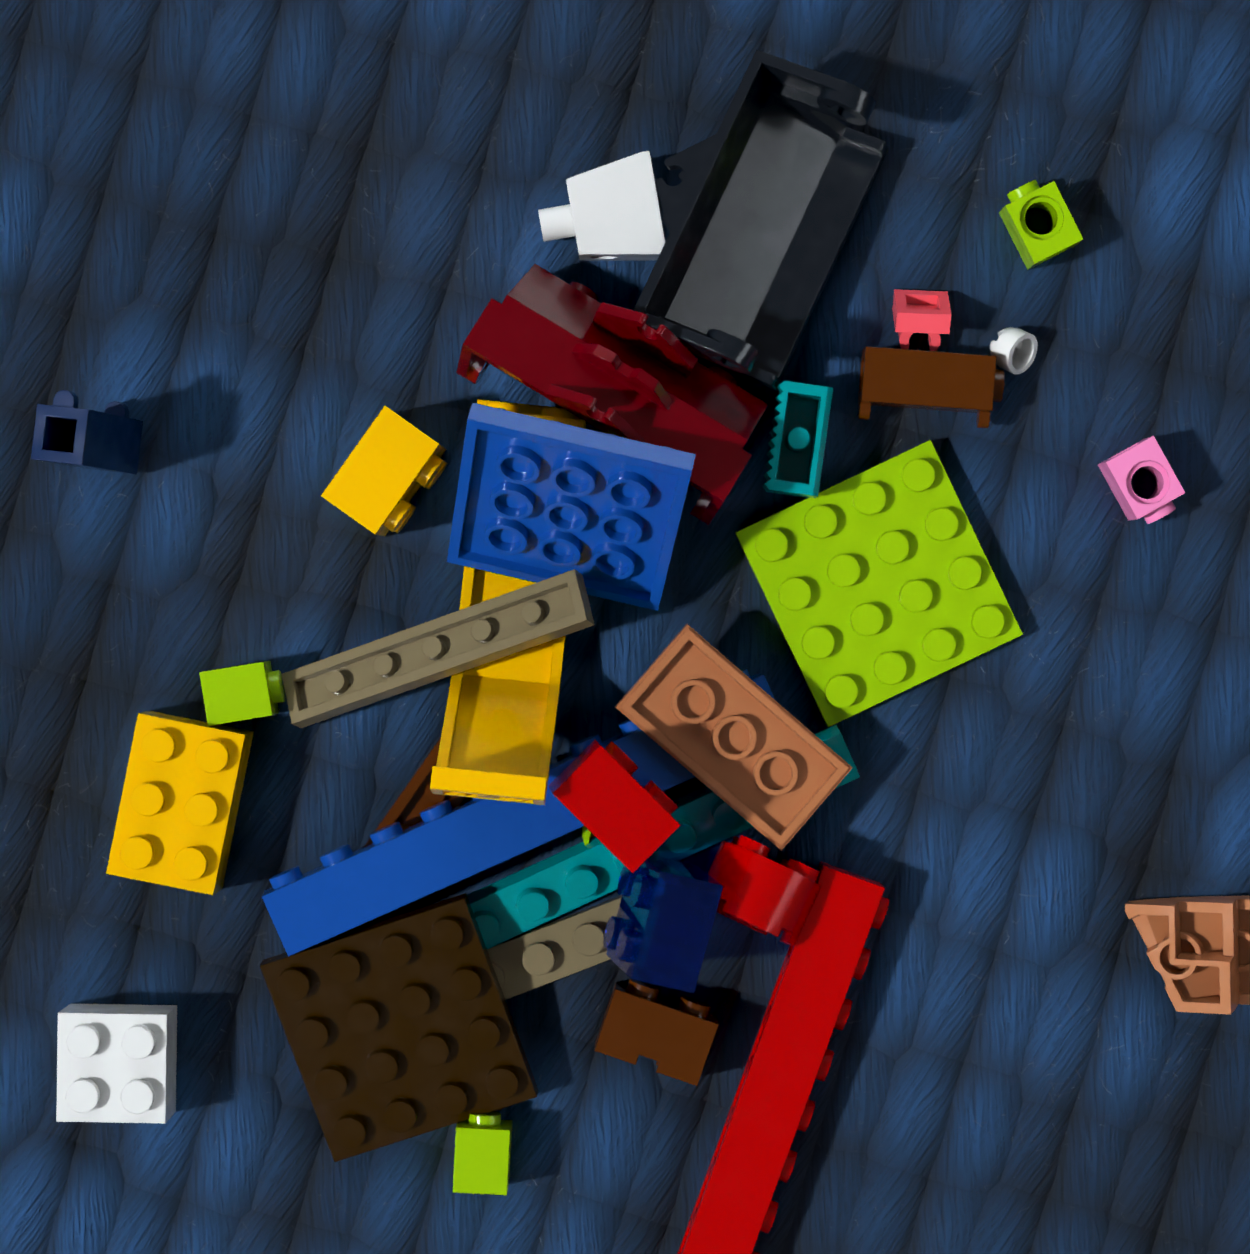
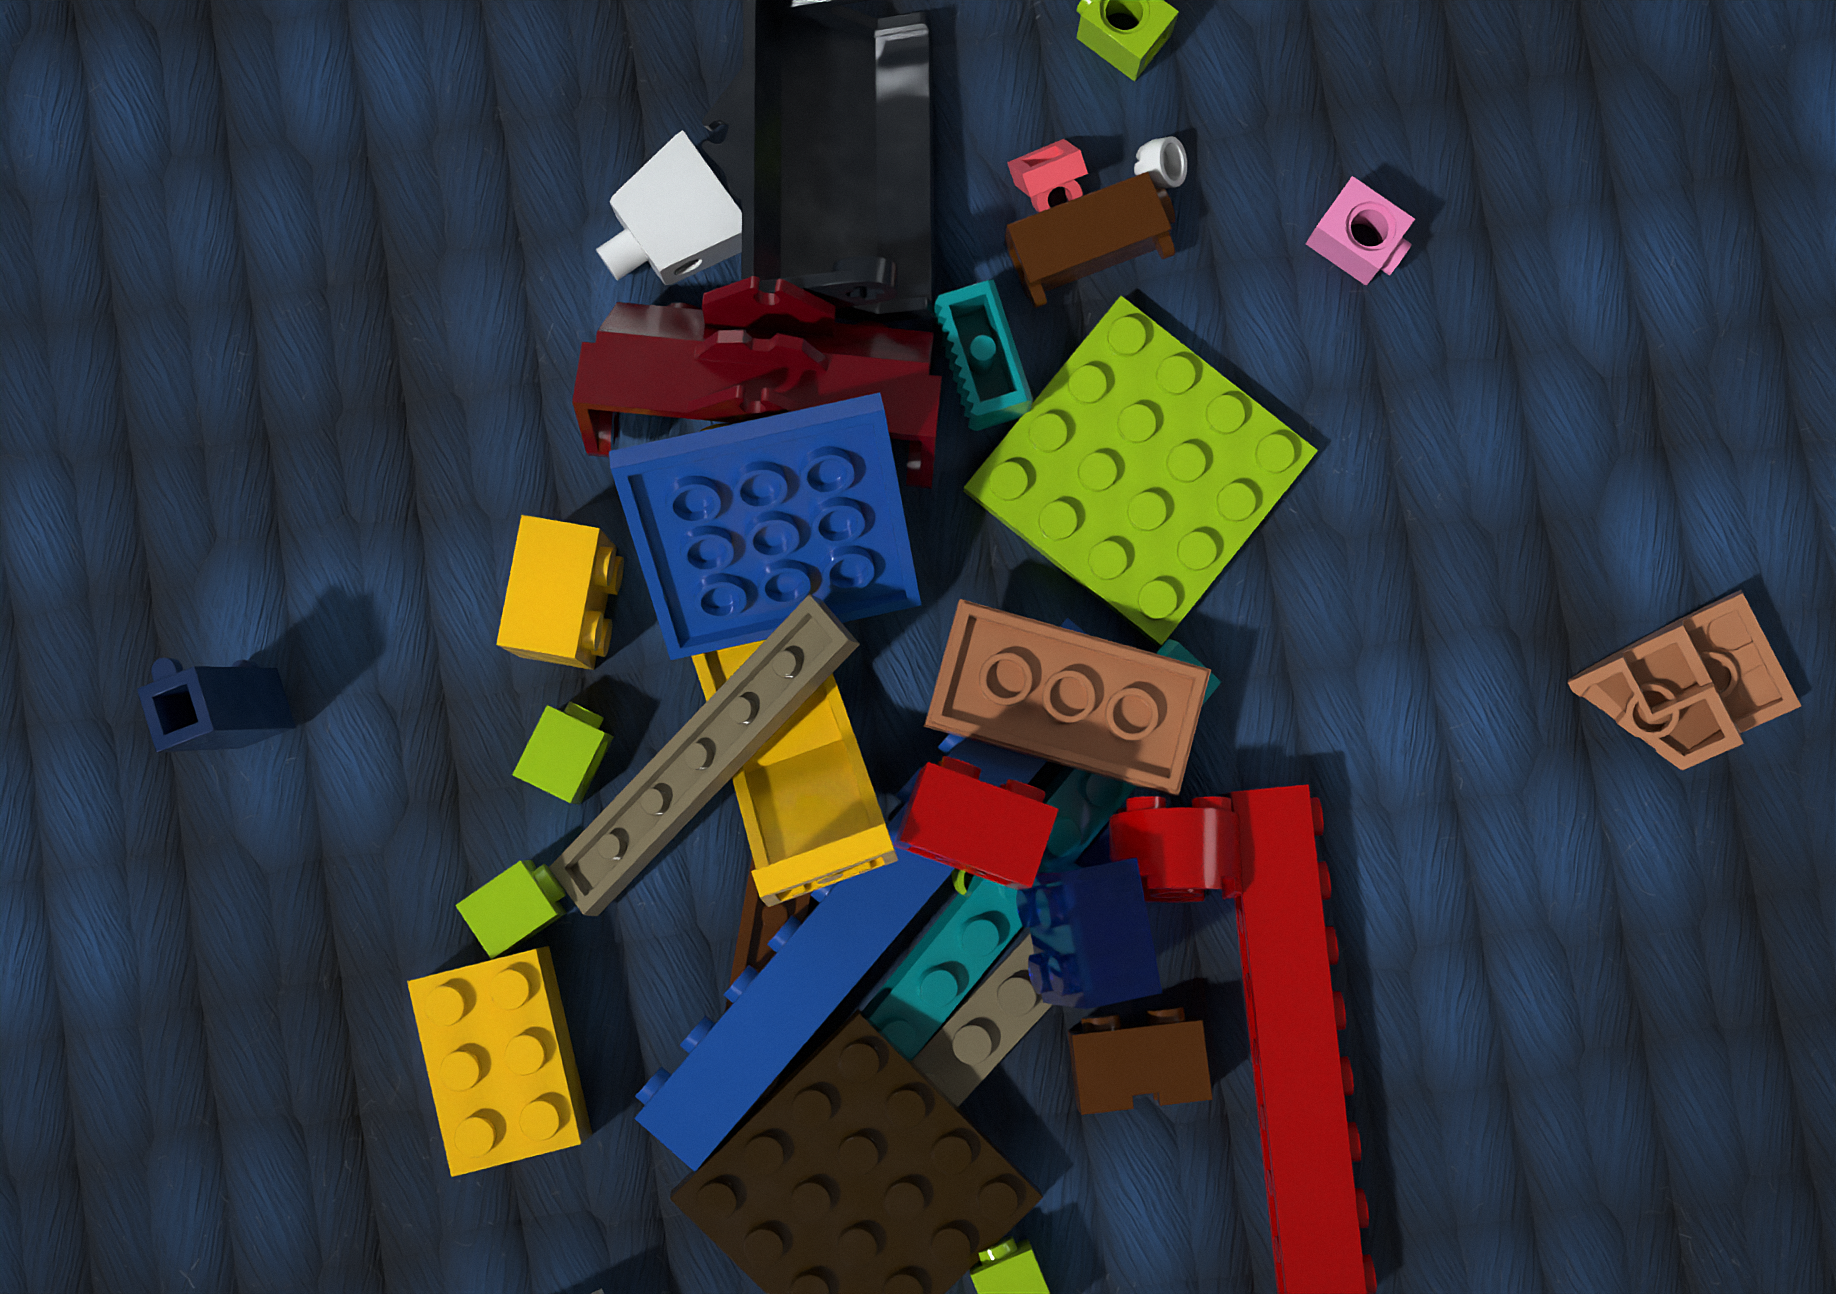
camera: 25 degrees left, 5 degrees down
(333, 592) = (564, 752): none -> lime brick

